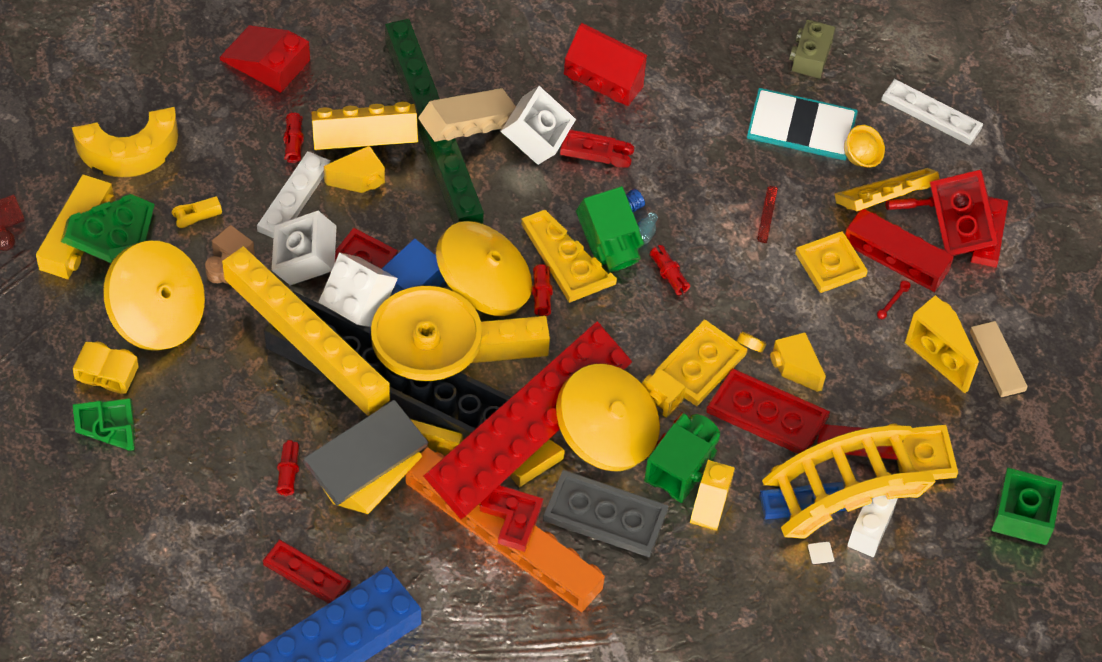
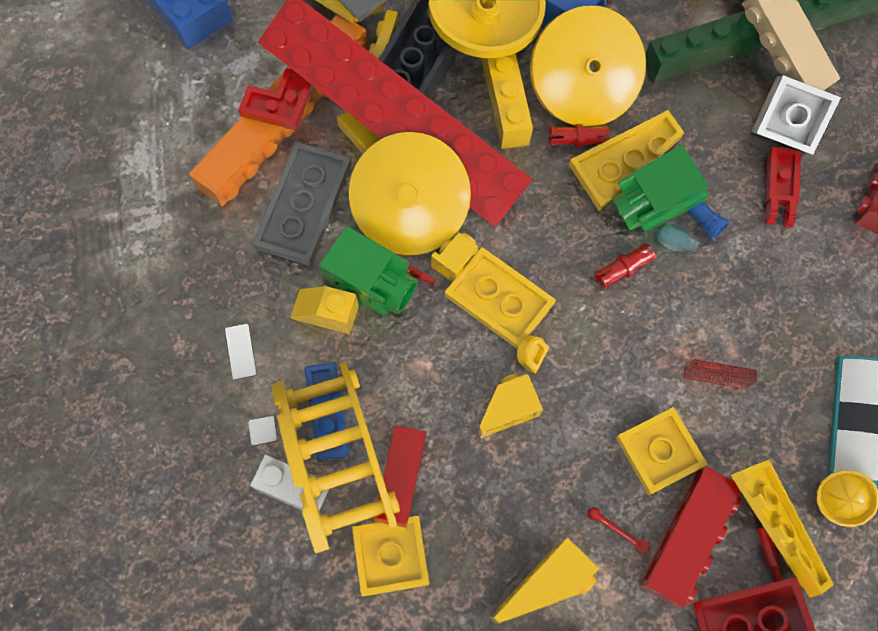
camera: 90 degrees right, 15 degrees up
(748, 570) = (240, 351): none -> white sticker
(768, 412) = (438, 372): red tile -> none

